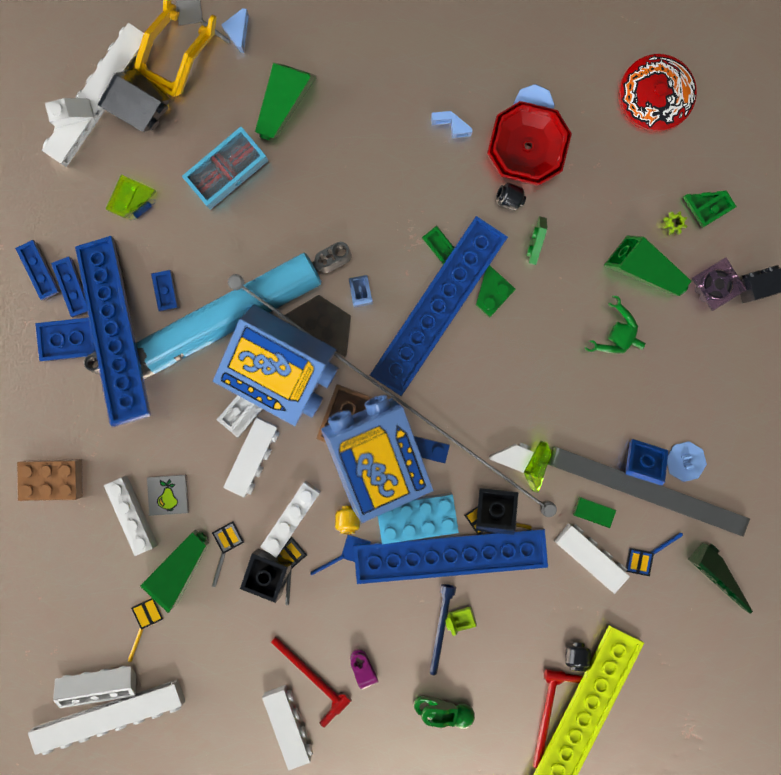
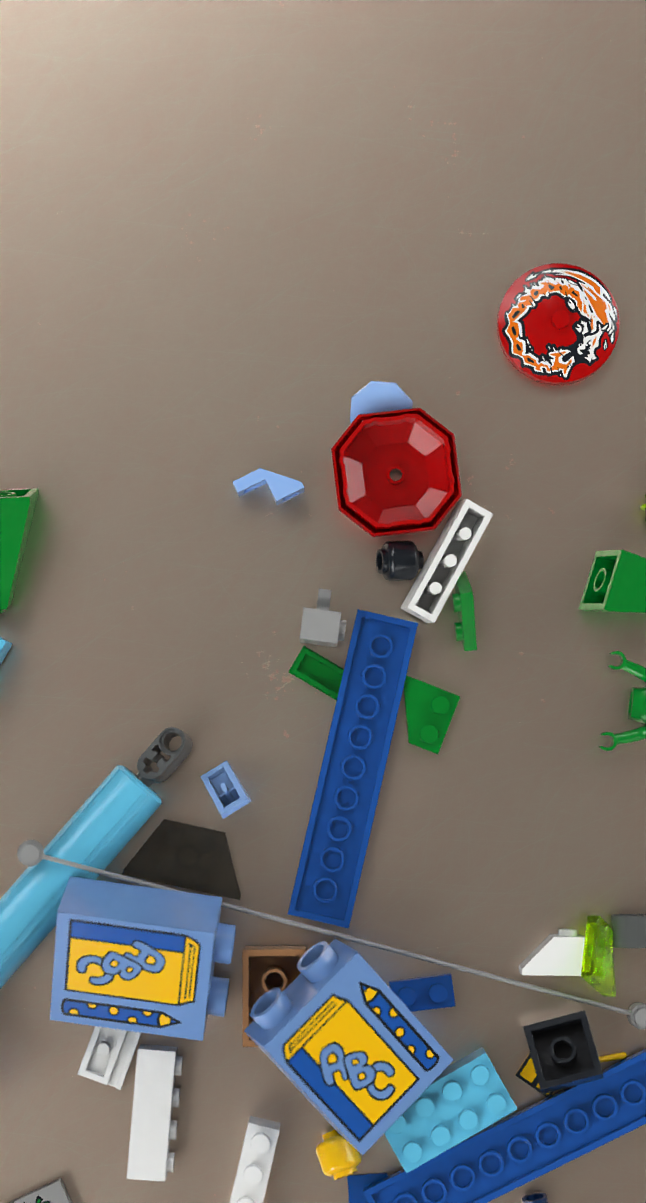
camera: 25 degrees left, 5 degrees down
(452, 216) = (321, 625): none -> light grey brick
(538, 206) = (446, 561): none -> white brick

